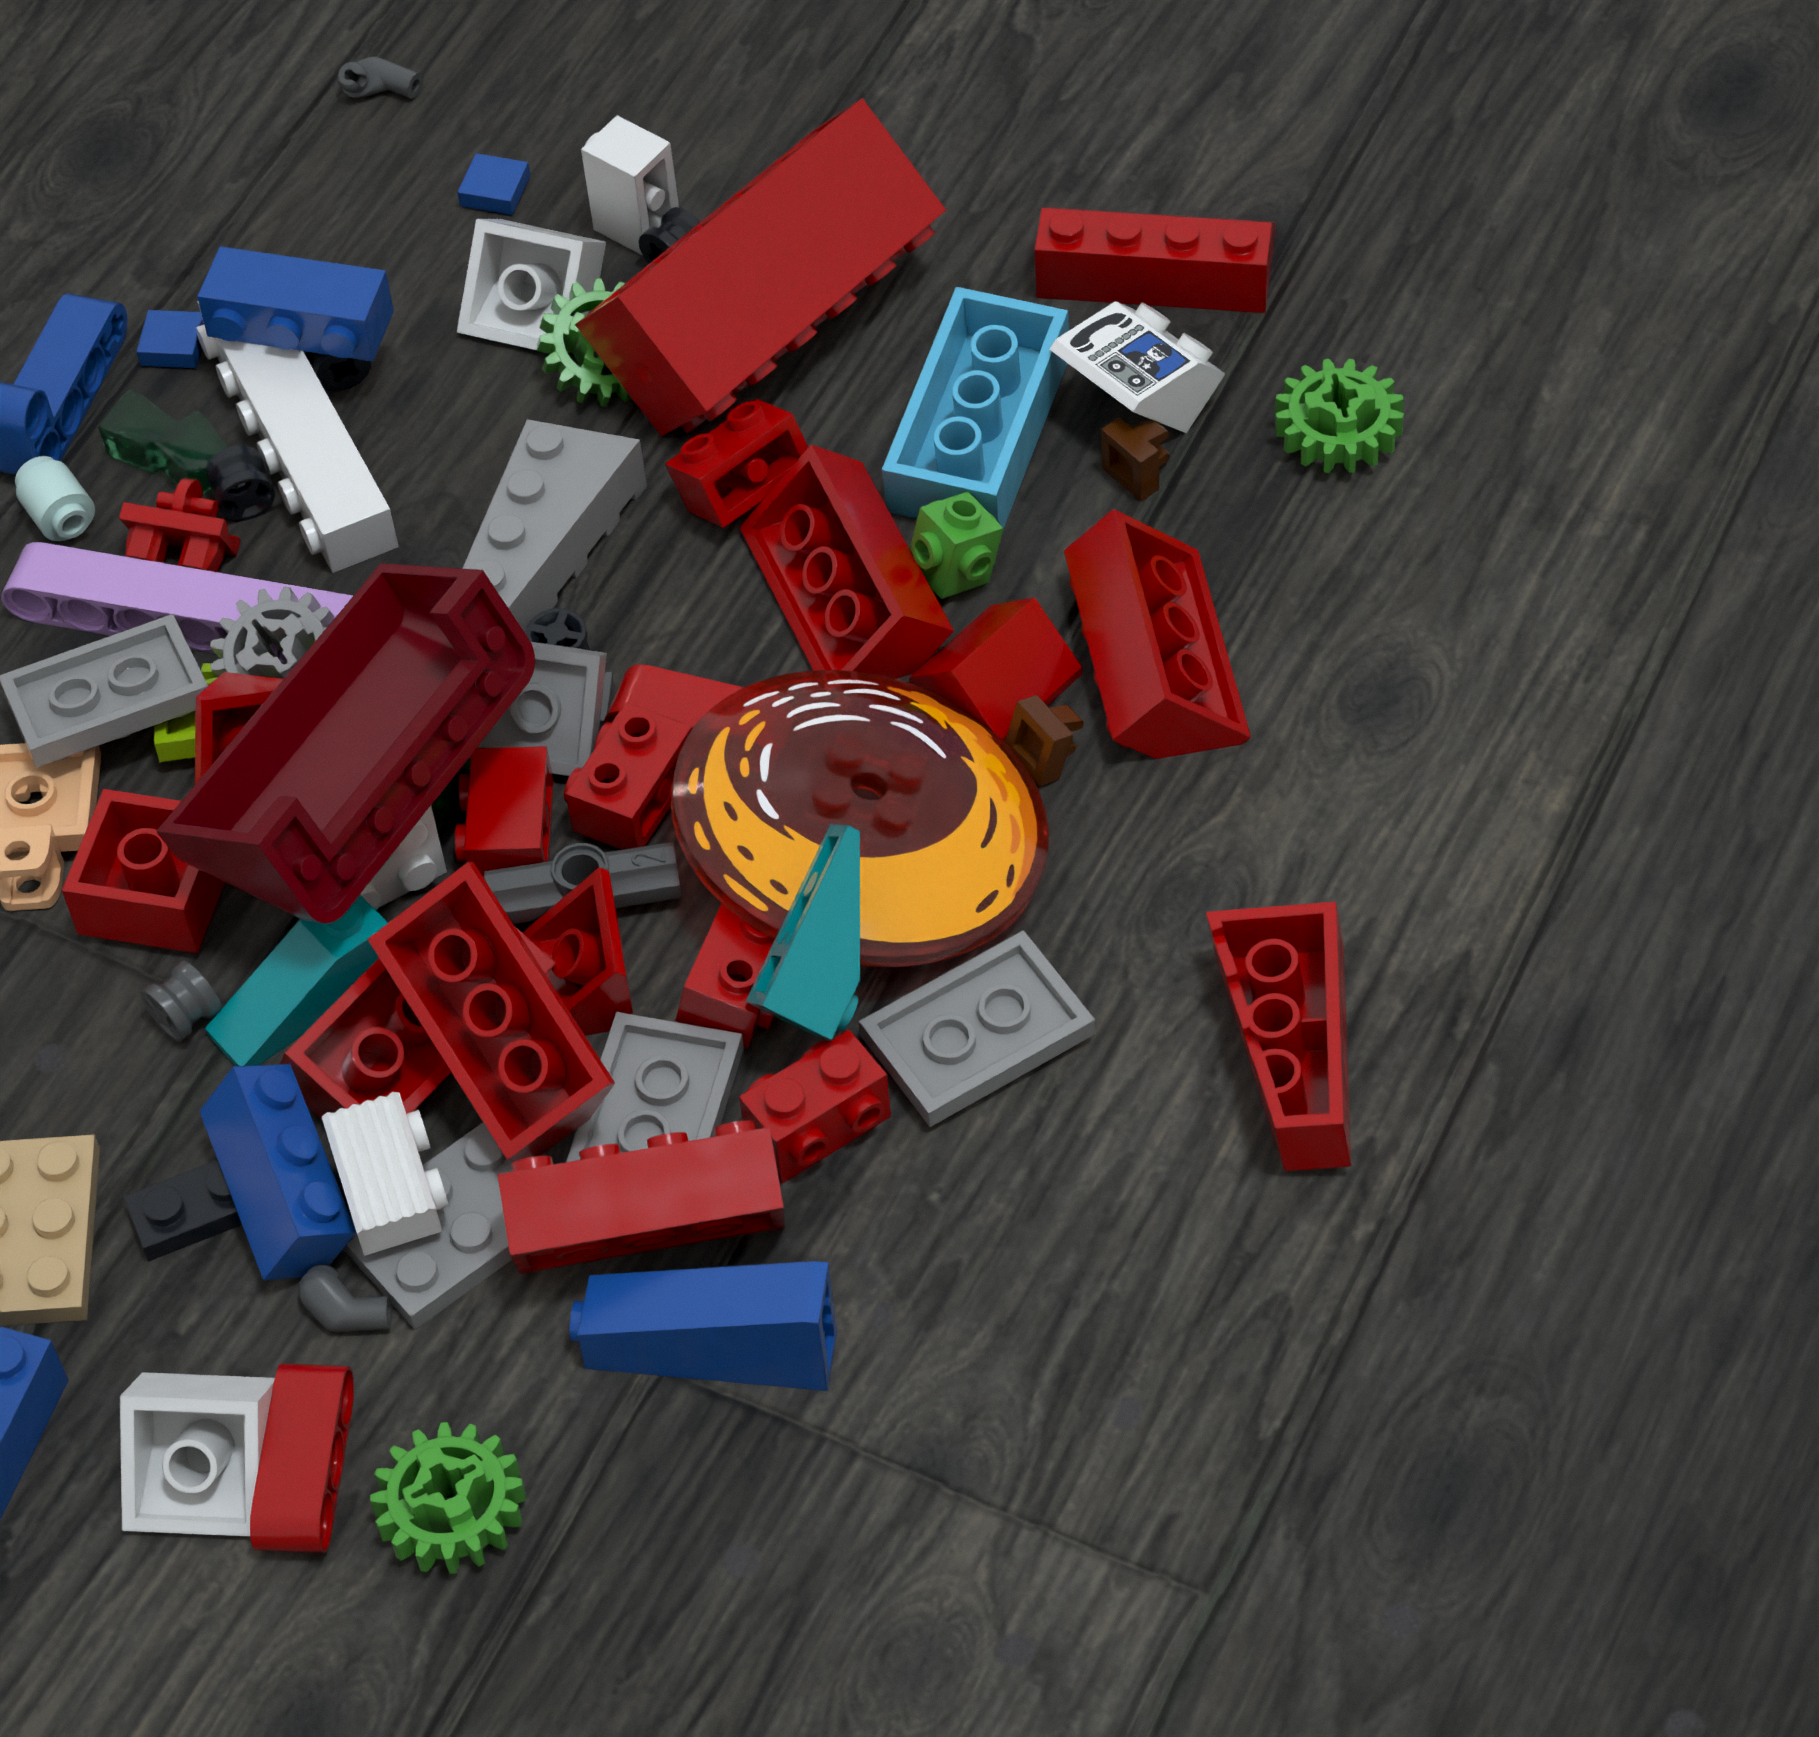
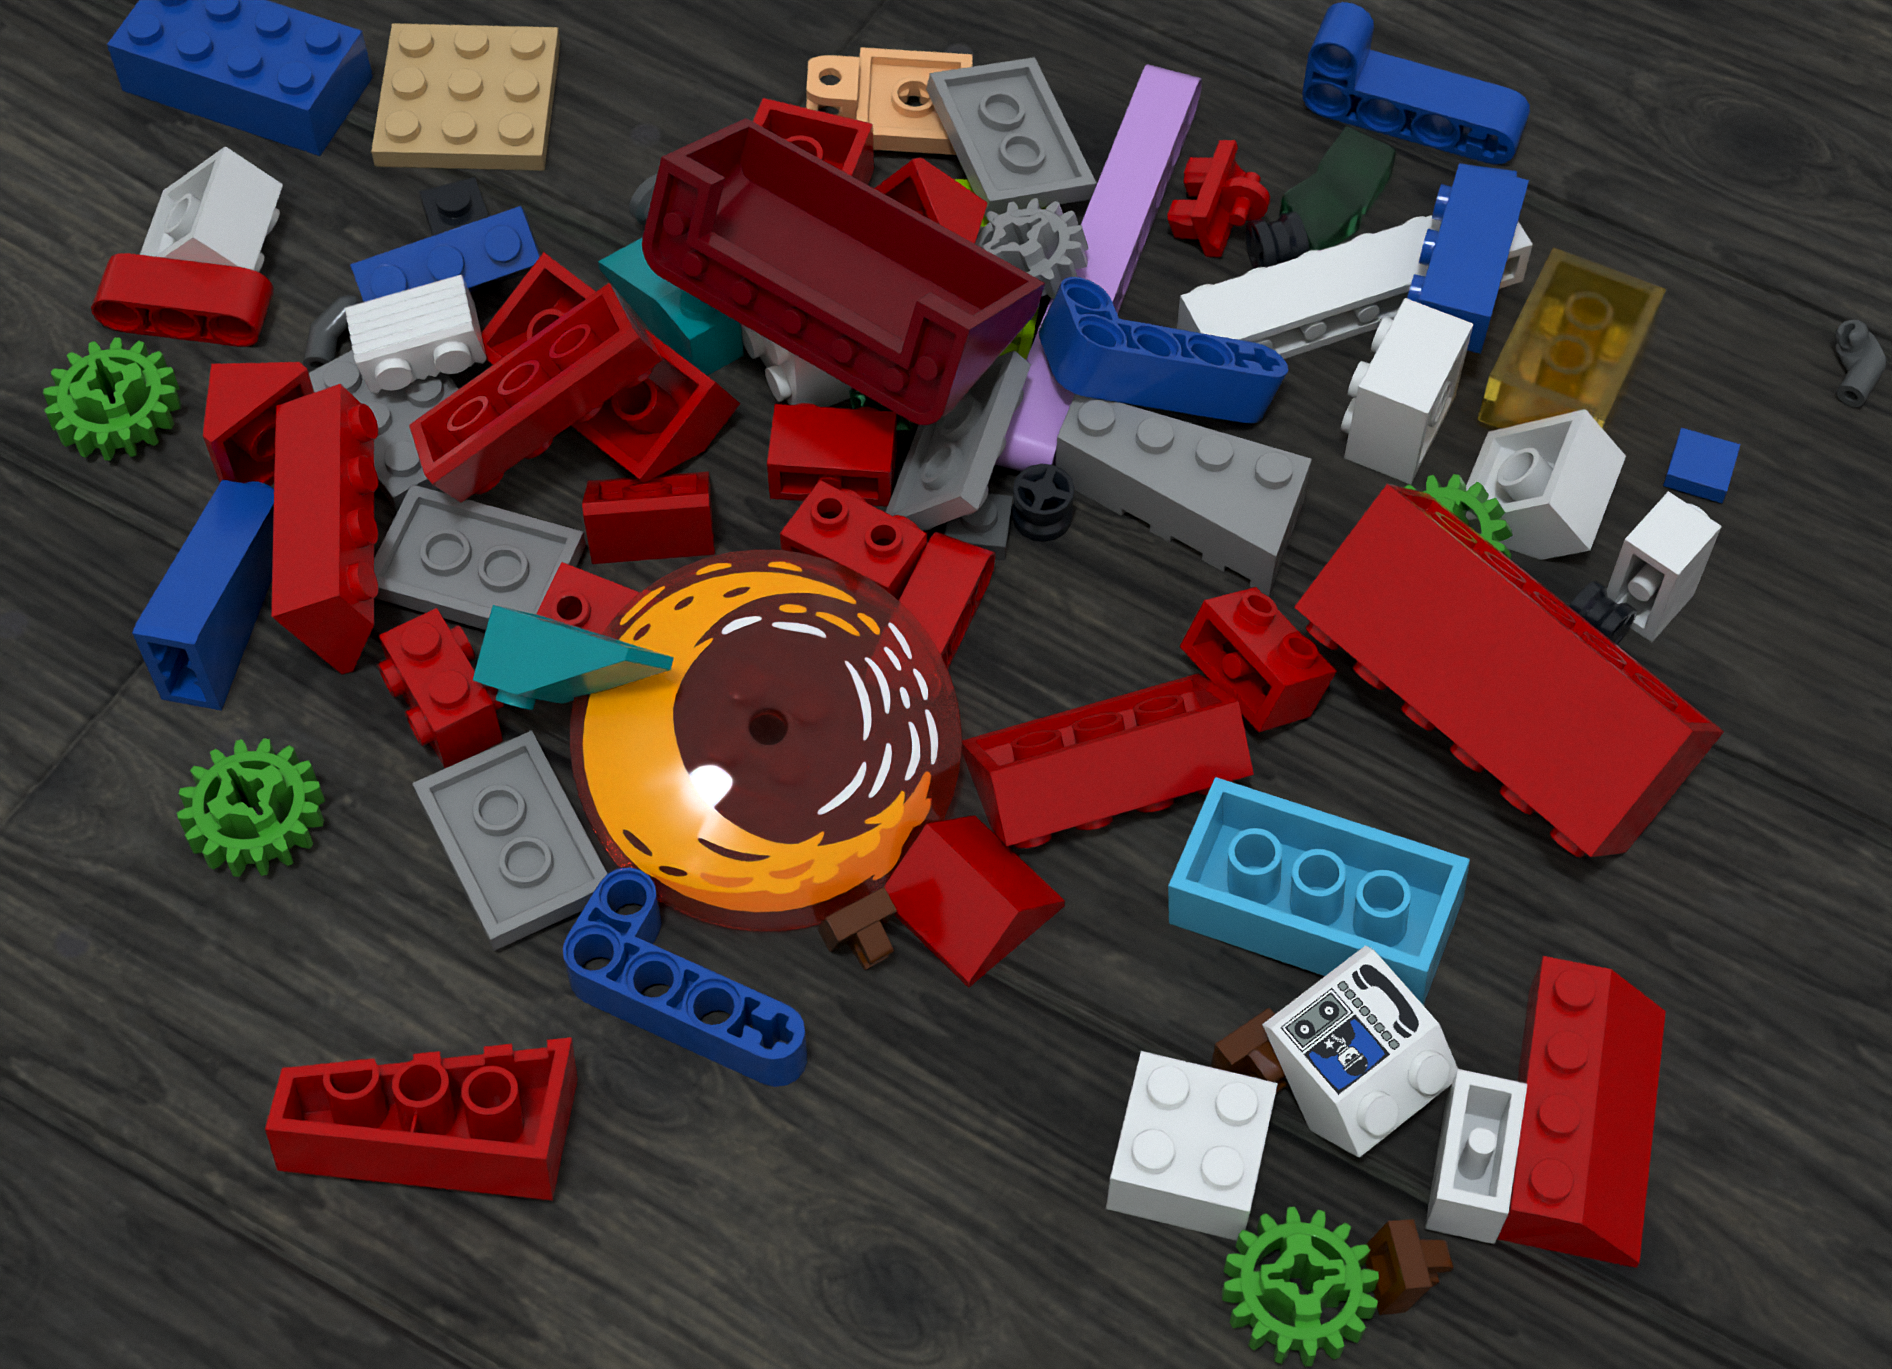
camera: 90 degrees right, 5 degrees up
(53, 498) = (1269, 104): light aqua brick -> none
(408, 234) = (1572, 344): none -> clear yellow brick
(418, 523) = (1154, 364): none -> blue beam
(439, 360) = (1405, 389): none -> white brick
(511, 1319) = (243, 416): none -> red slope
(636, 877) = (738, 487): dark grey piece -> none
(955, 544) = (1114, 871): bright green brick -> none
(966, 1254) = (229, 830): none -> bright green gear
(1139, 855) = (692, 991): none -> blue beam
(1154, 640) = (982, 1052): red slope -> none
(1216, 298) = (1476, 1156): none -> white brick
(1229, 485) = (1191, 1146): none -> white brick
(1309, 344) = (1404, 1265): none -> reddish brown tile

